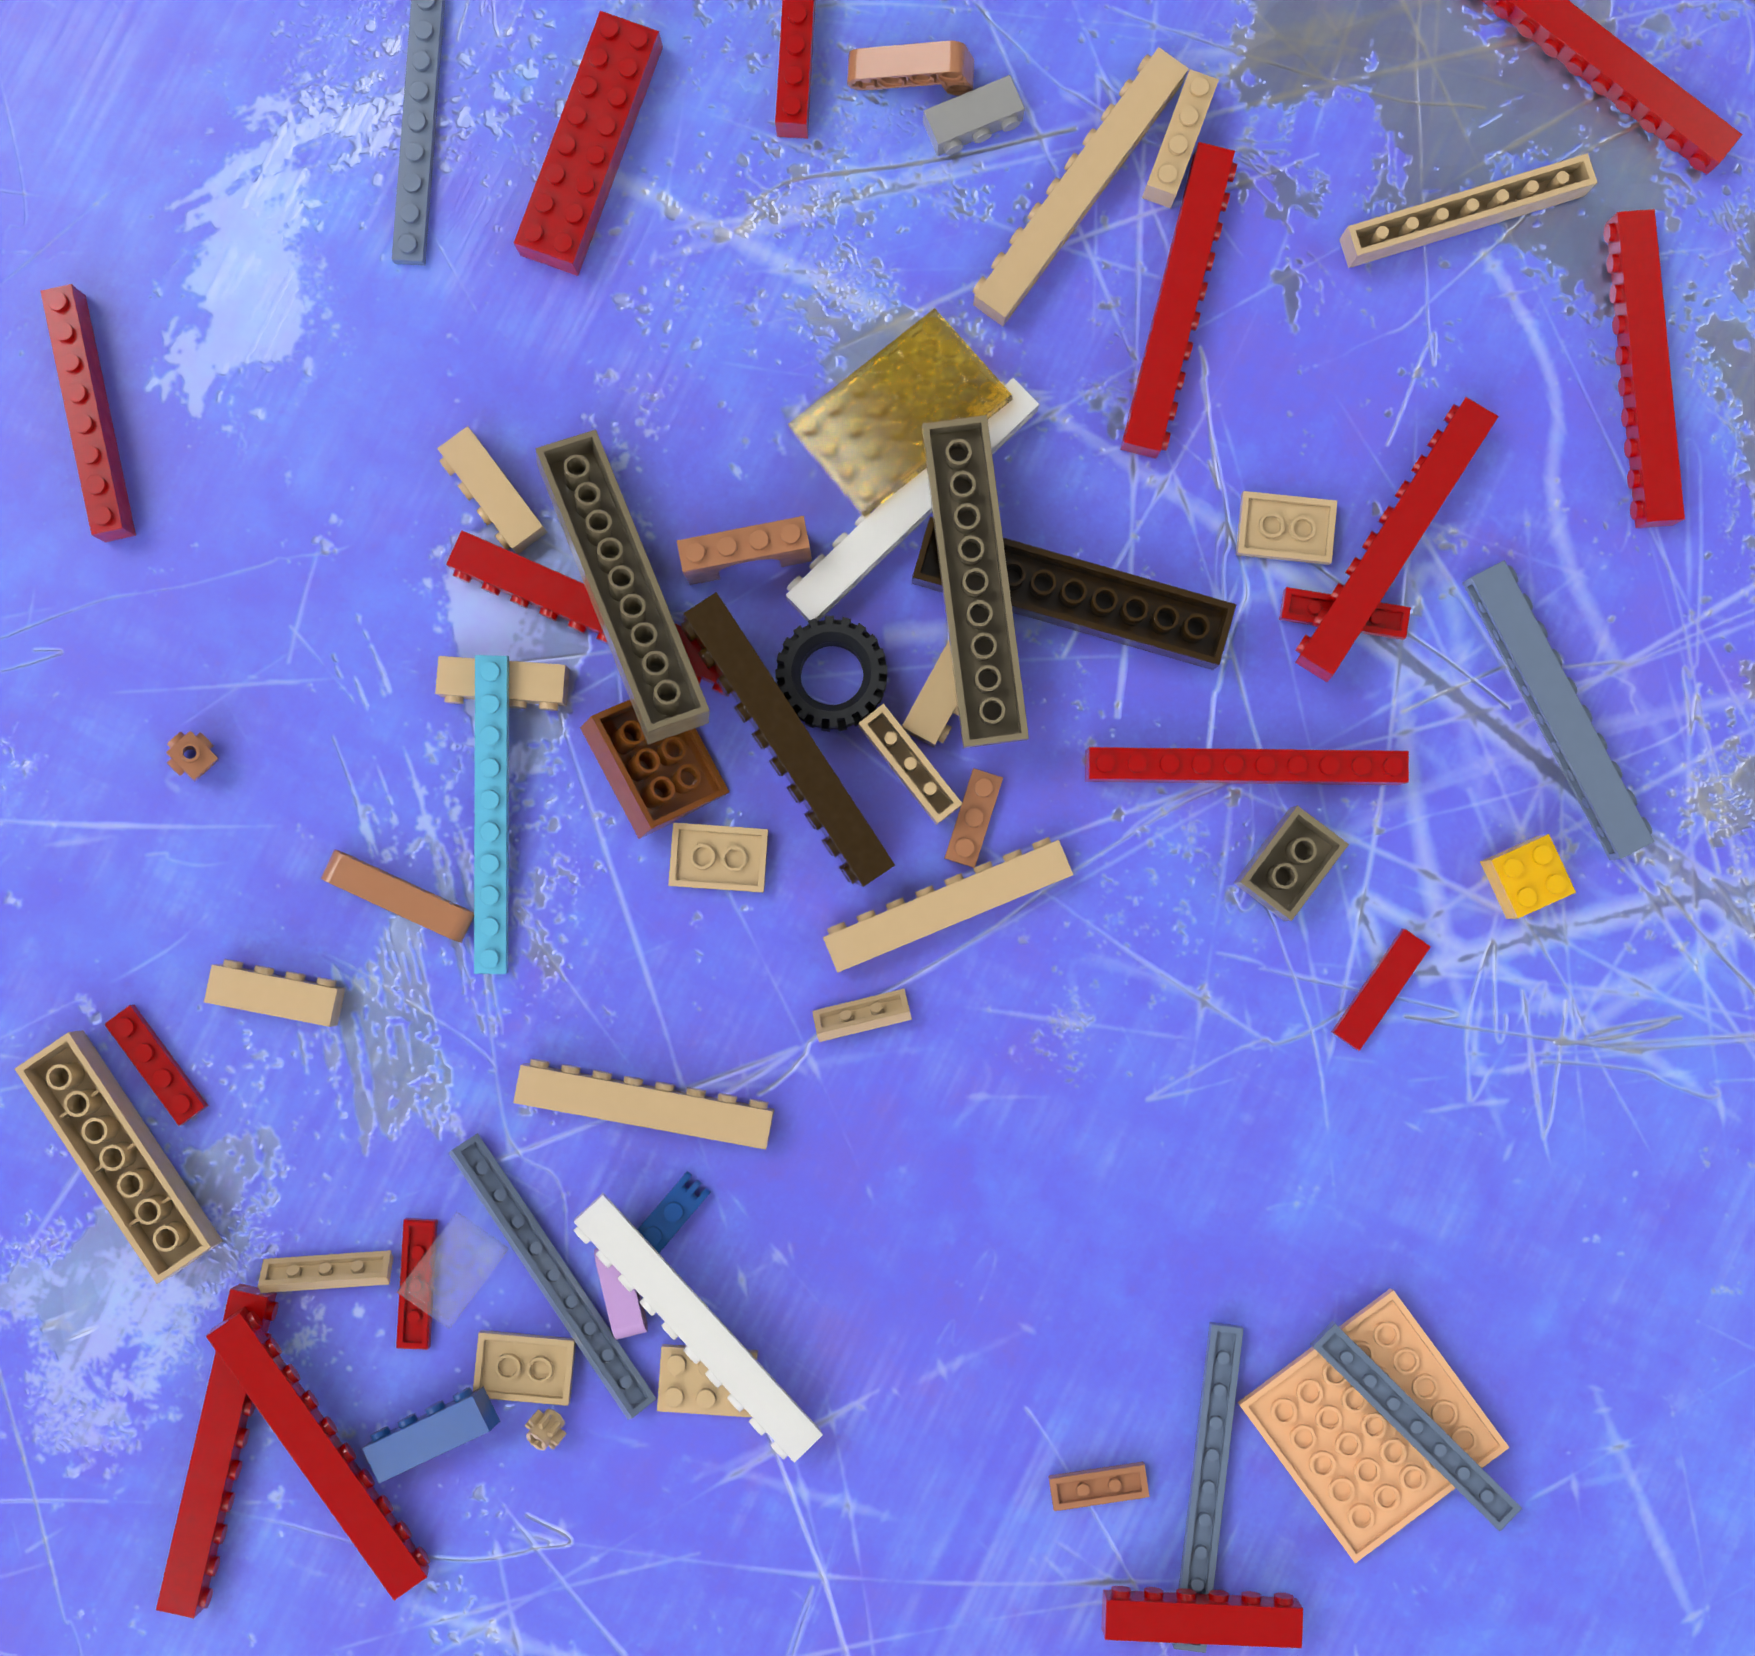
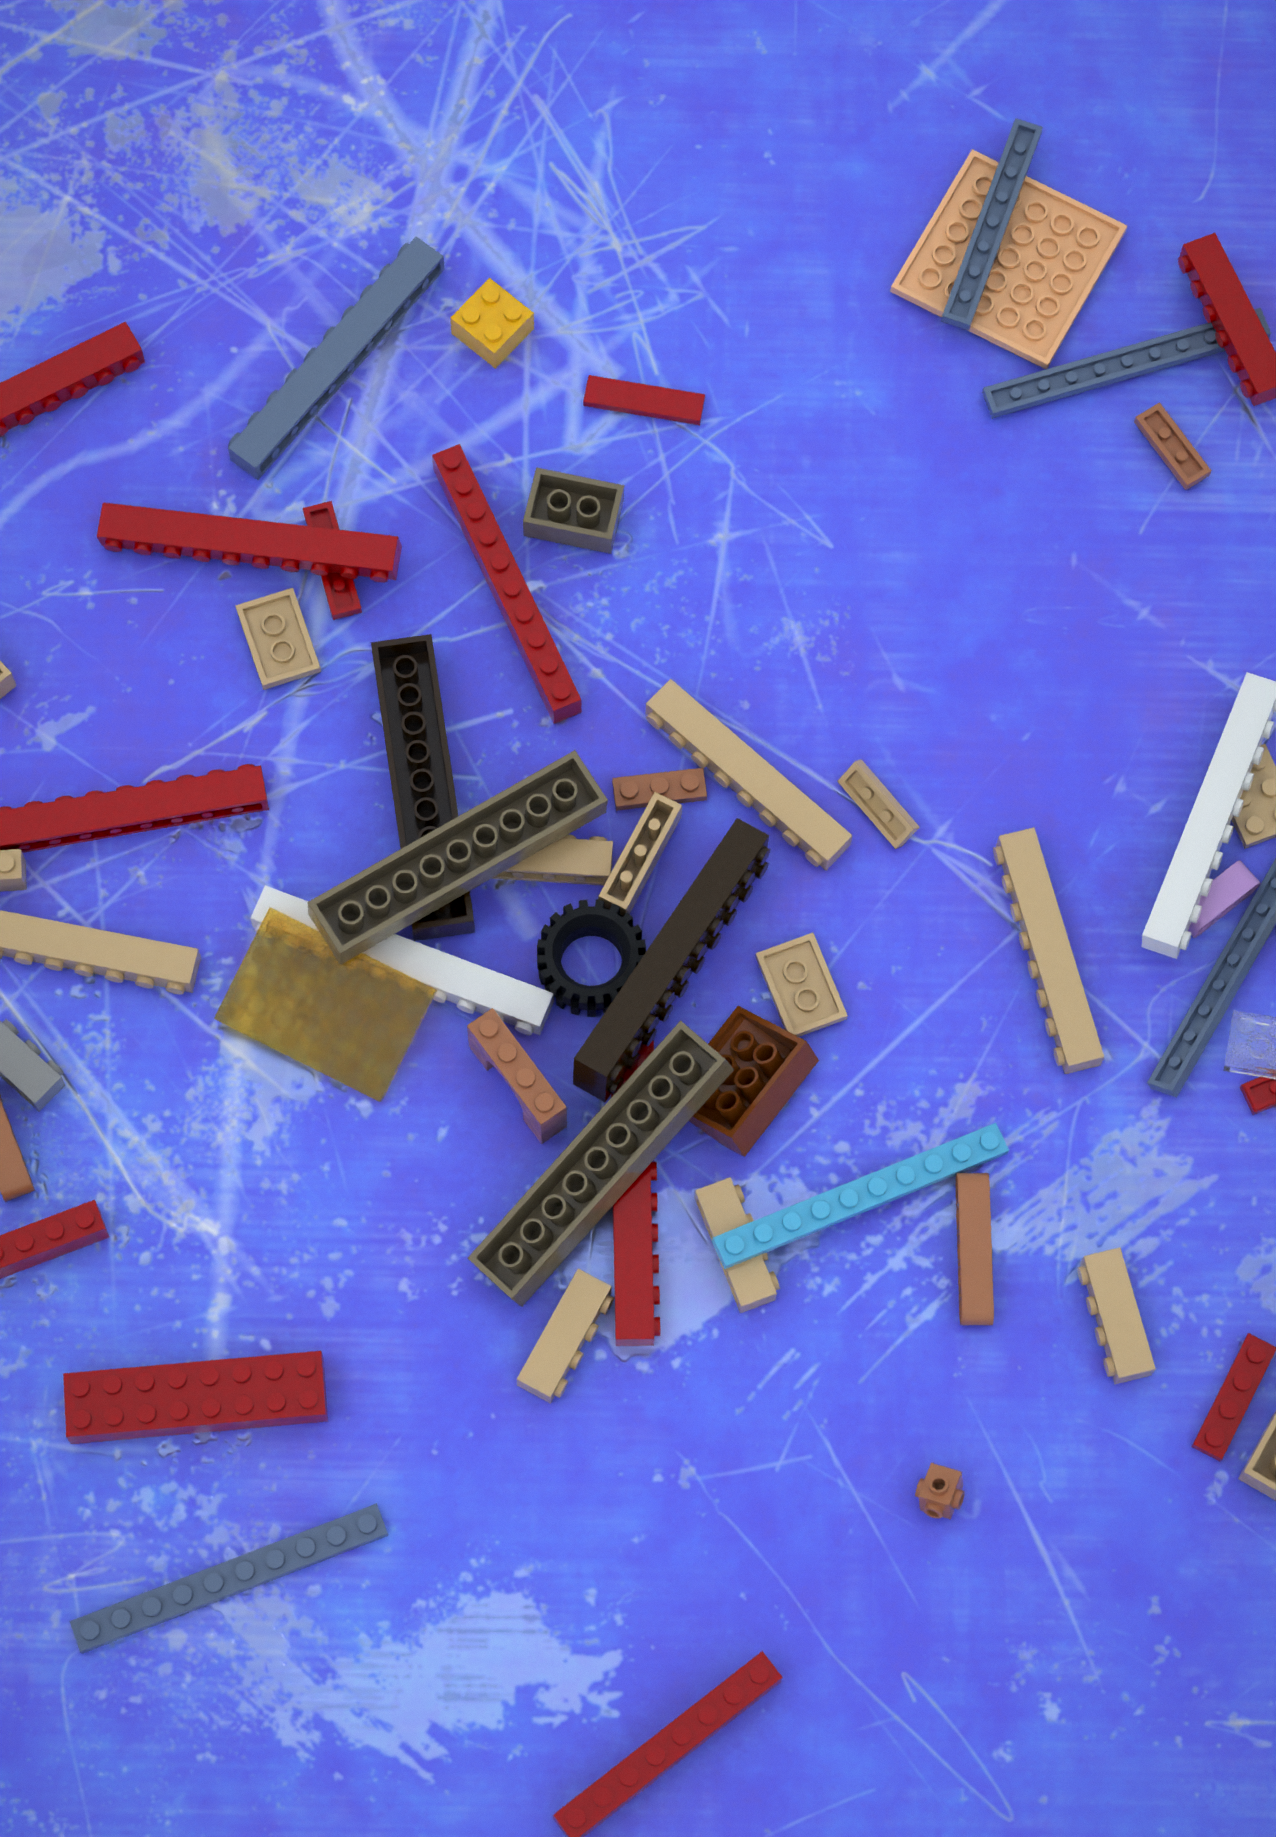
camera: 115 degrees left, 15 degrees down
(672, 1213) = (1124, 887): blue hinge -> none

